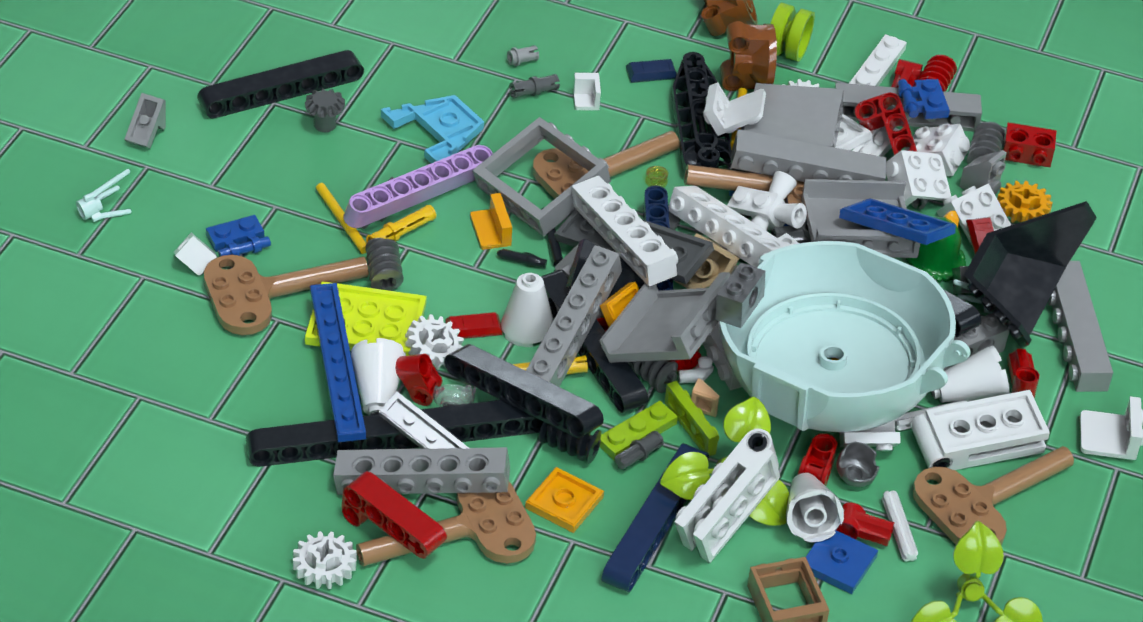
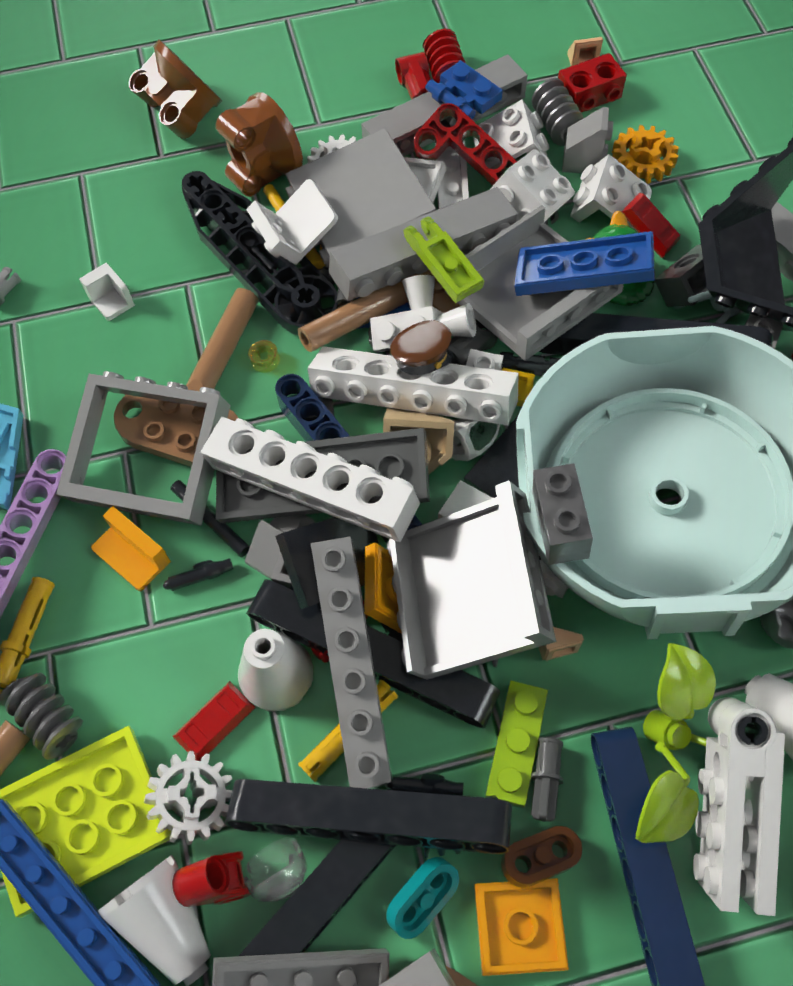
camera: 30 degrees left, 20 degrees up
(522, 452) = (422, 897): none -> teal plate
(534, 85) = (42, 320): dark grey pin -> none
(603, 474) = (538, 856): none -> reddish brown plate
(651, 70) = (154, 220): dark blue tile -> none
(691, 418) = (569, 683): lime plate -> none
(752, 210) = (422, 347): none -> piece
(792, 30) = (275, 85): lime wheel -> none
(806, 172) = (444, 260): none -> lime hinge
(820, 457) = (749, 645): red piece -> none
(880, 61) = (374, 75): white plate -> none
(1048, 122) = (584, 50): none -> light nougat slope

